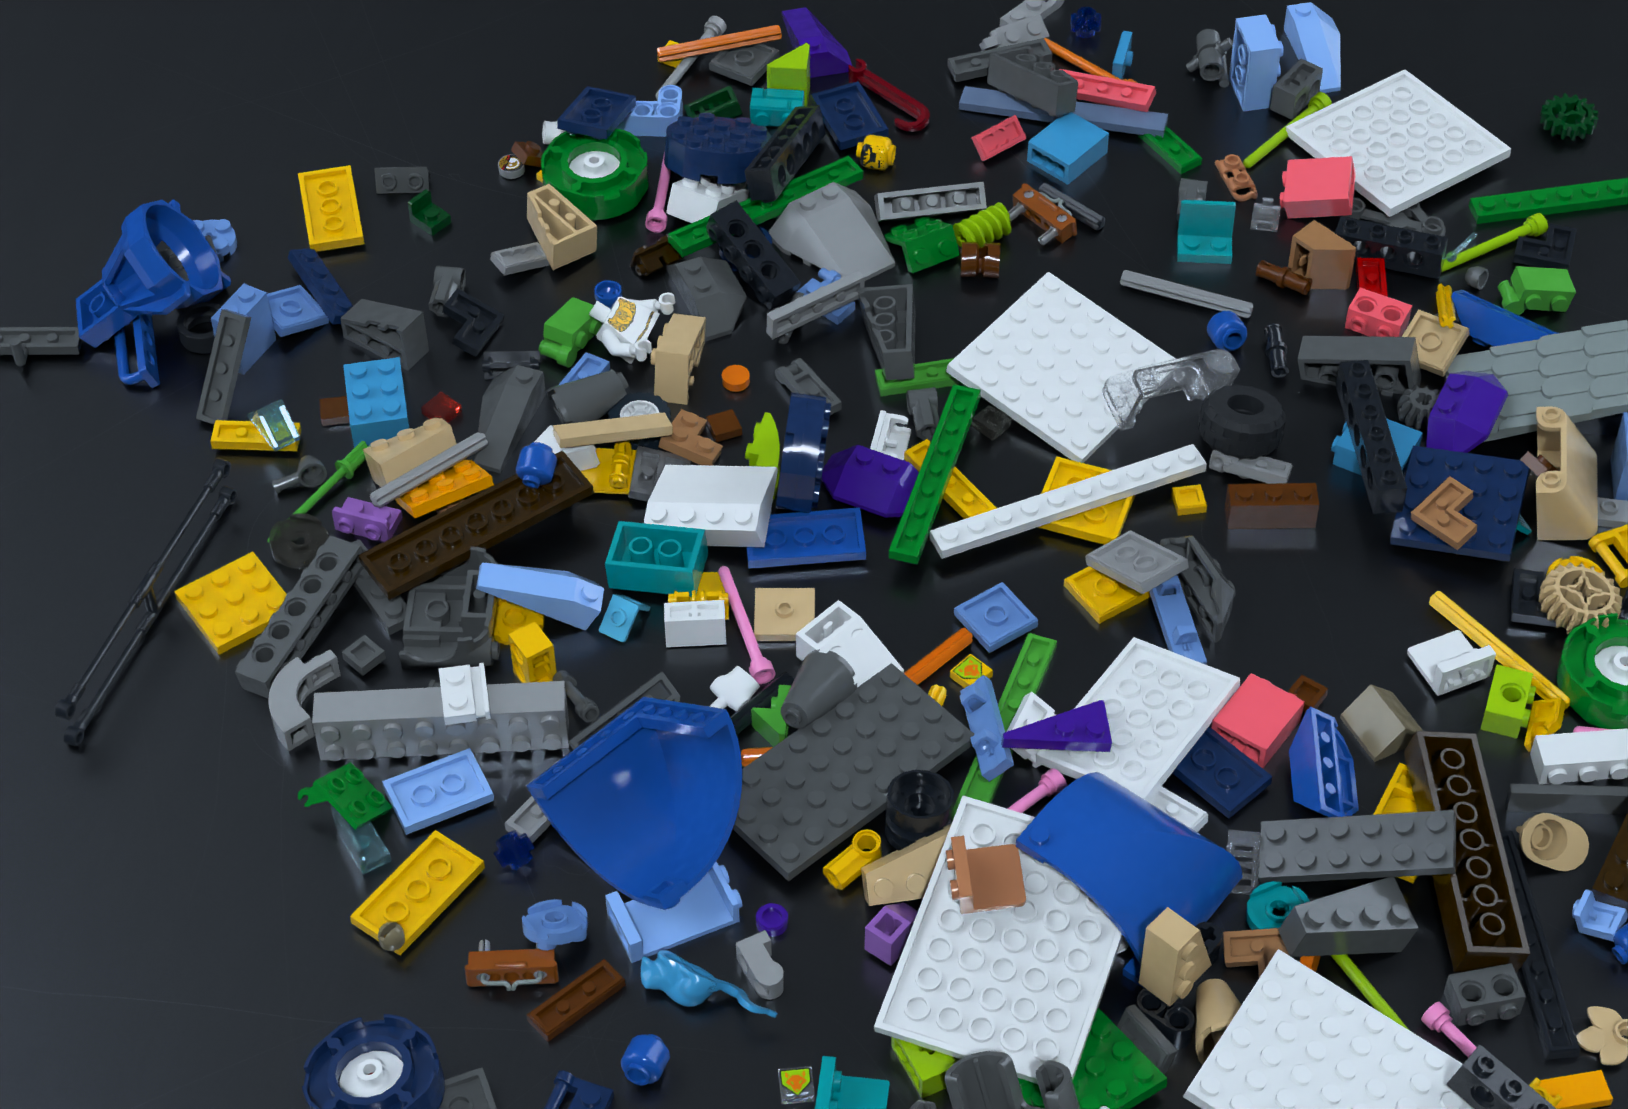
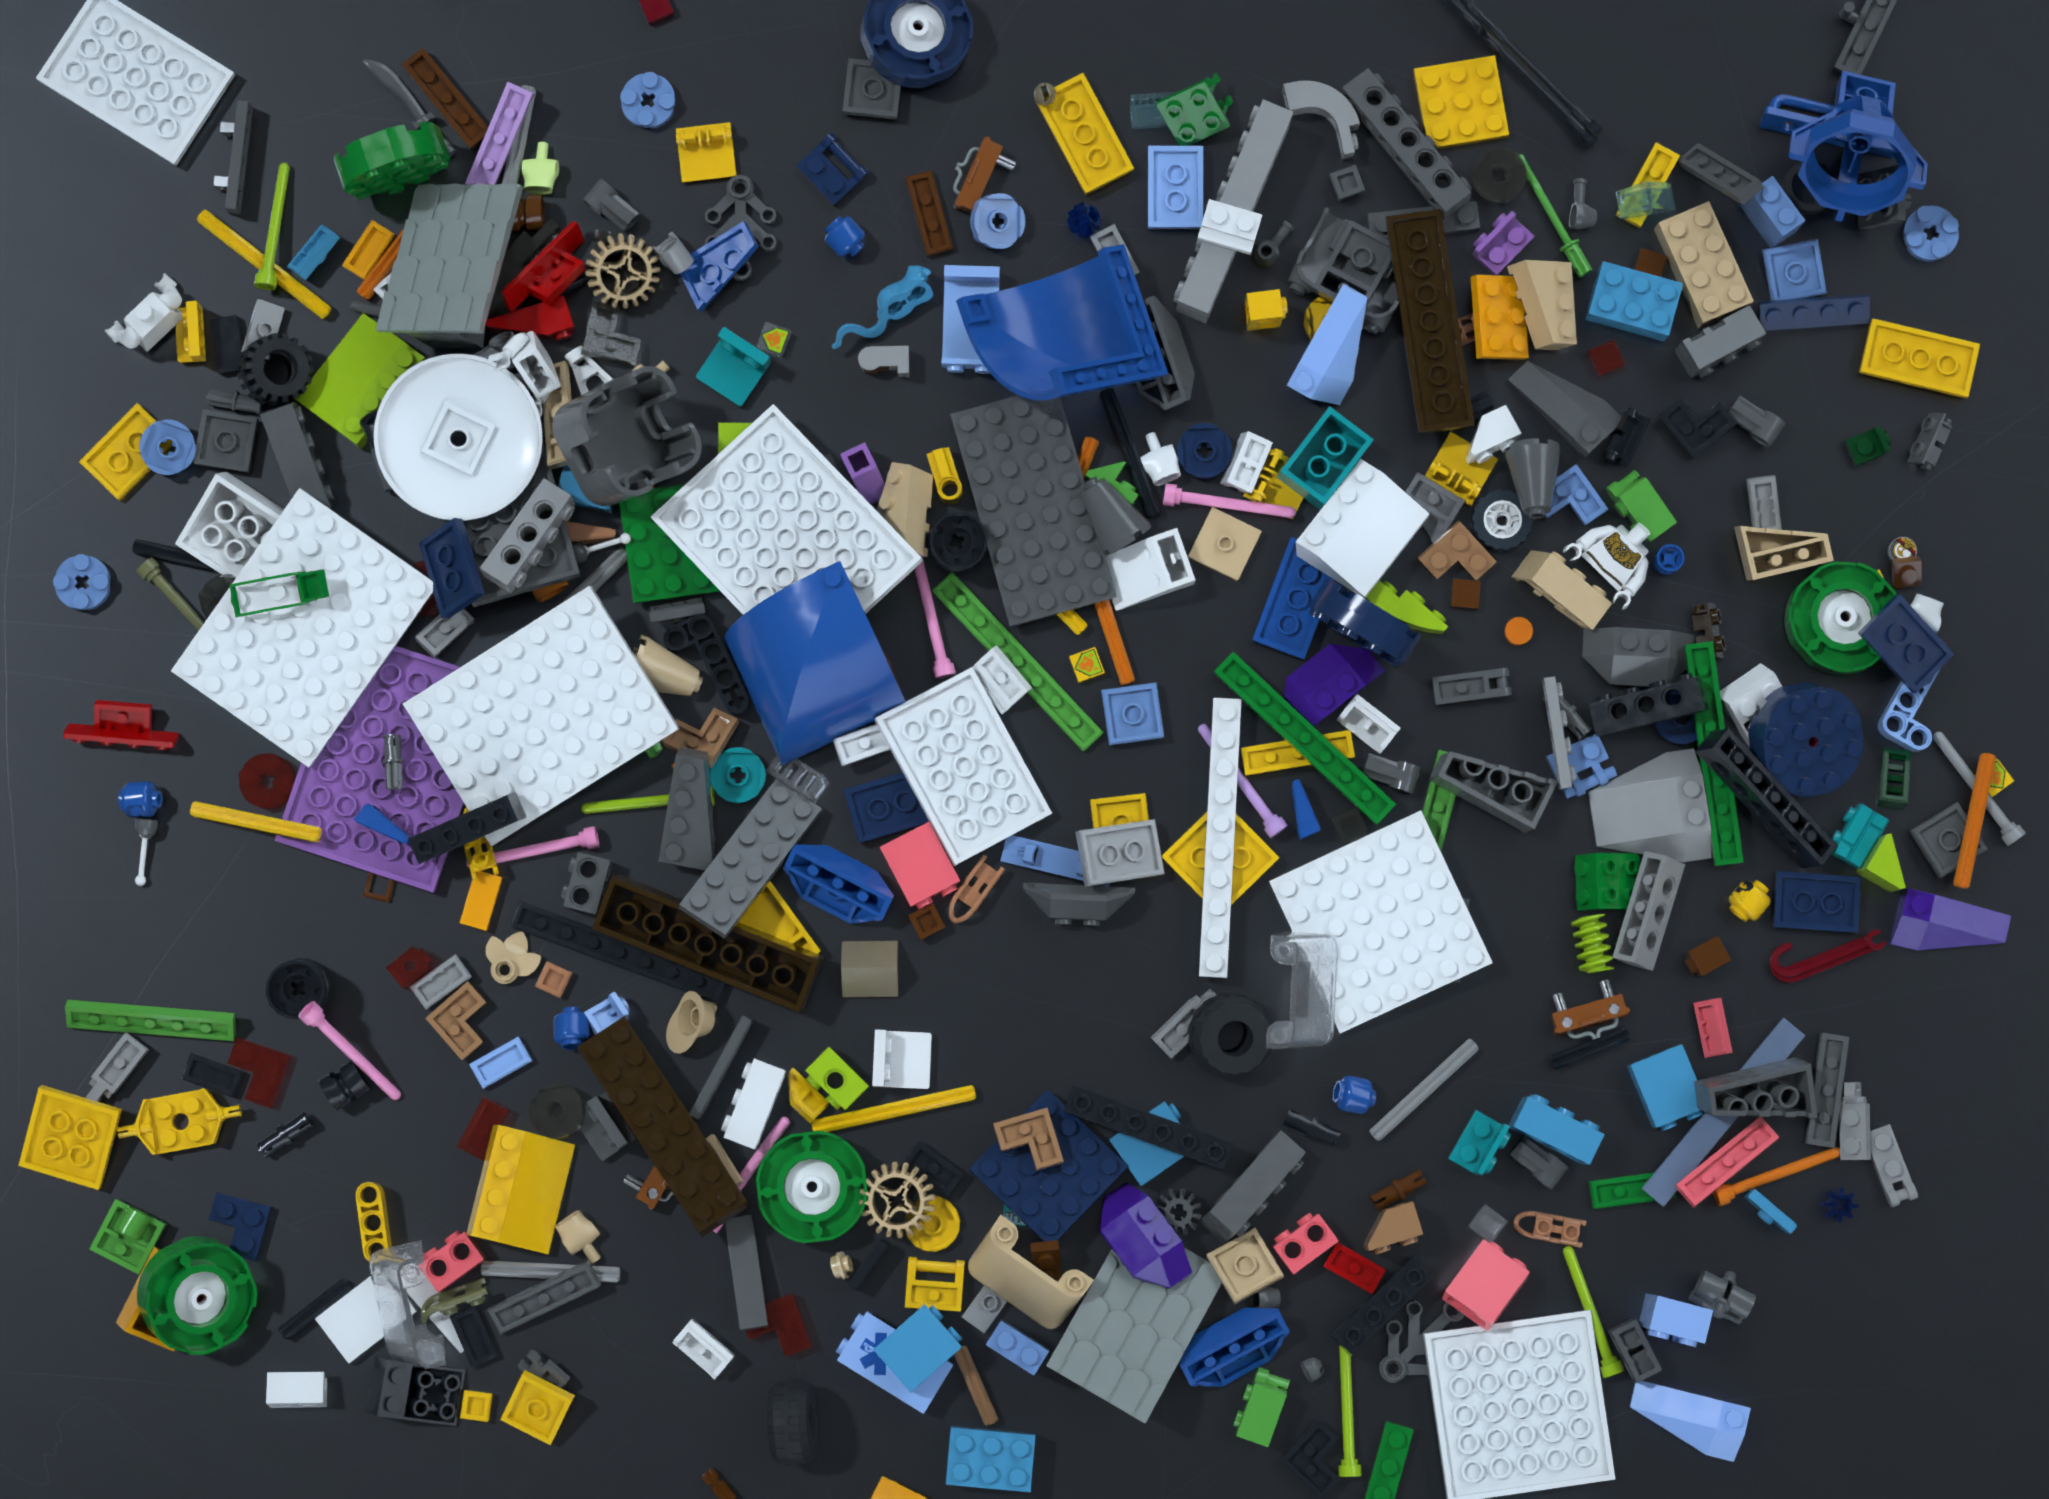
camera: 115 degrees right, 35 degrees up
(314, 366) = (1703, 264): none -> tan brick
(428, 470) = (1519, 309): light grey axle -> none
(536, 464) = (1456, 388): blue head -> none
(584, 707) = (1236, 331): dark grey bar -> none
(612, 430) = (1481, 480): tan tile -> none
(621, 616) = (1285, 409): medium azure bracket -> none
(656, 218) = (1760, 653): bright pink piece -> none
(700, 676) = (1215, 439): none -> dark blue plate
(772, 918) = (928, 391): dark purple tile -> none
(942, 160) = (1706, 957): none -> reddish brown brick
(980, 260) = (1557, 911): reddish brown wheel -> none
(985, 877) = (838, 533): nougat bracket -> none
(987, 725) = (1016, 640): medium blue hinge -> none
(1002, 457) = (1304, 814): none -> blue slope
(1027, 476) = (1273, 823): none -> lavender piece
(1074, 730) = (969, 700): dark purple wing -> none
(1157, 190) = (1556, 1129): none -> dark azure brick
(1172, 957) = (709, 647): tan wedge -> none
(1189, 500) = (1182, 950): yellow tile -> none
(1257, 665) = (970, 895): none -> nougat piece
(1271, 506) = (1132, 1010): reddish brown brick -> none
(1445, 306) = (1274, 1300): yellow axle -> none
(1451, 256) = (1366, 1399): clear light blue hinge -> none
(1600, 988) = (553, 979): none -> nougat tile

